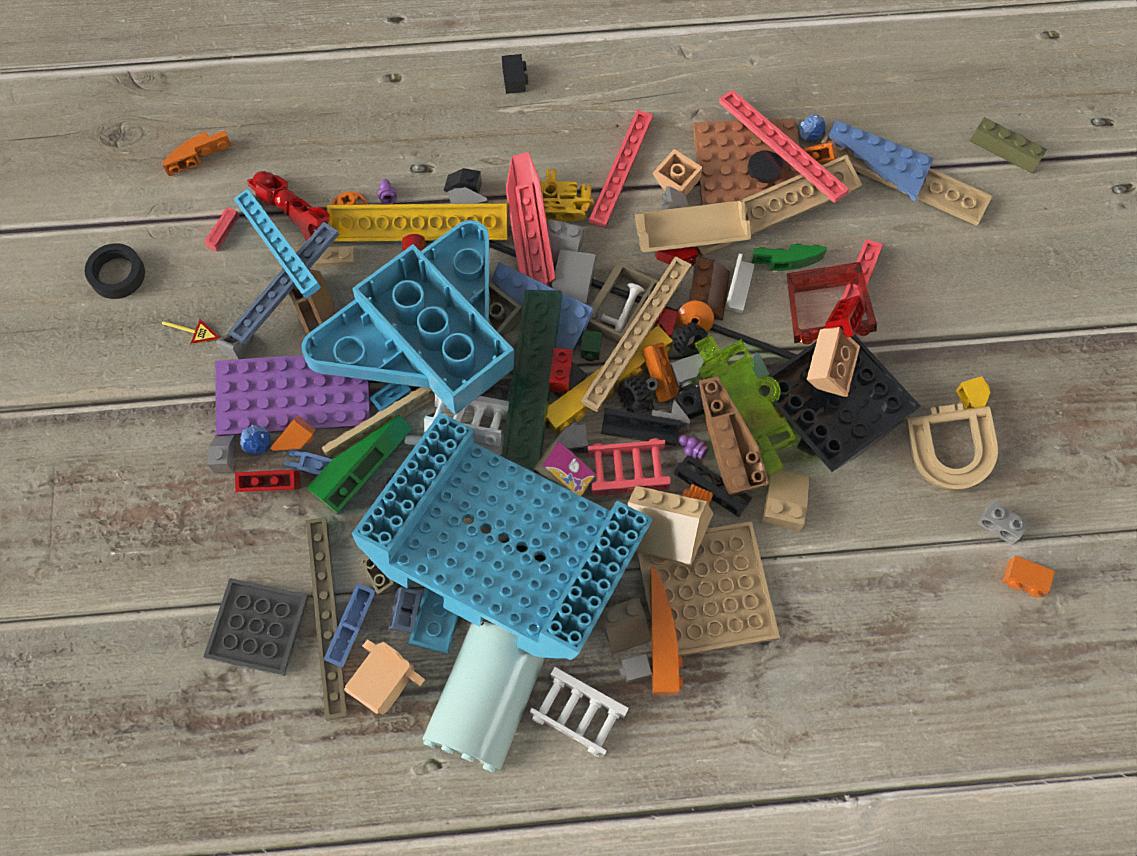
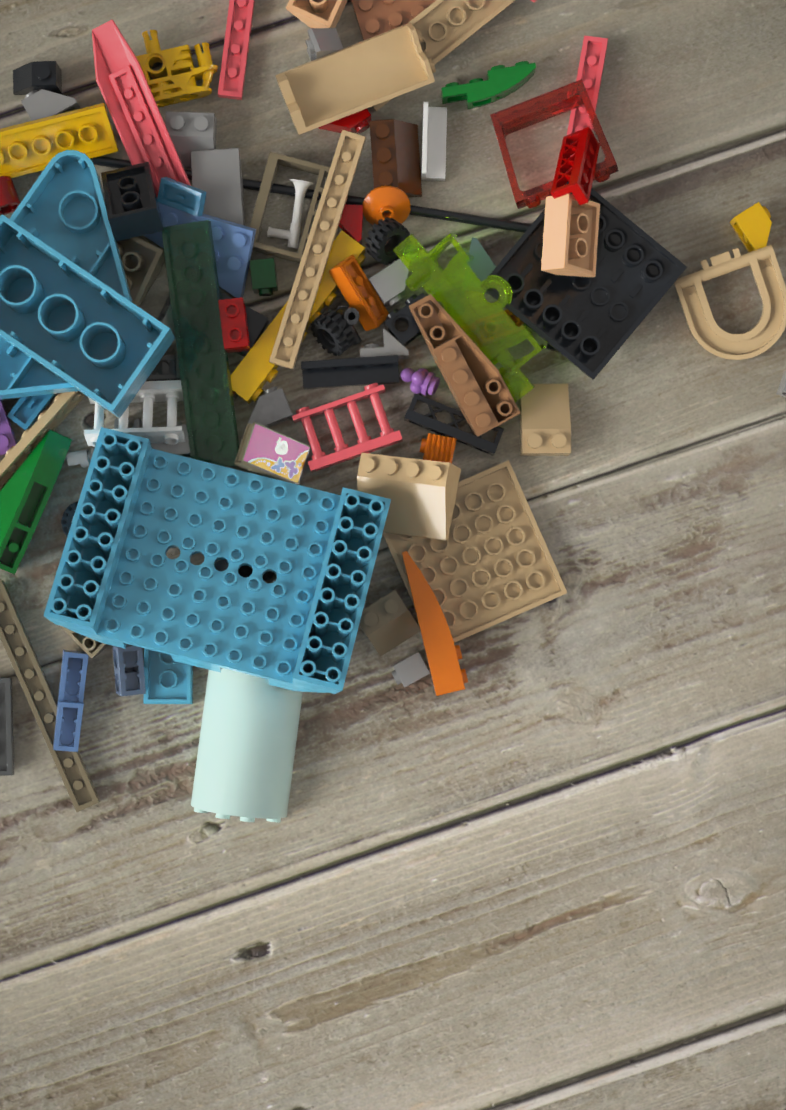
camera: 10 degrees left, 20 degrees up
(381, 677) = (125, 754): light nougat piece -> none
(508, 269) = (131, 201): none -> black slope
(545, 274) = (181, 196): none -> dark azure plate
(579, 690) = (374, 716): white fence -> none

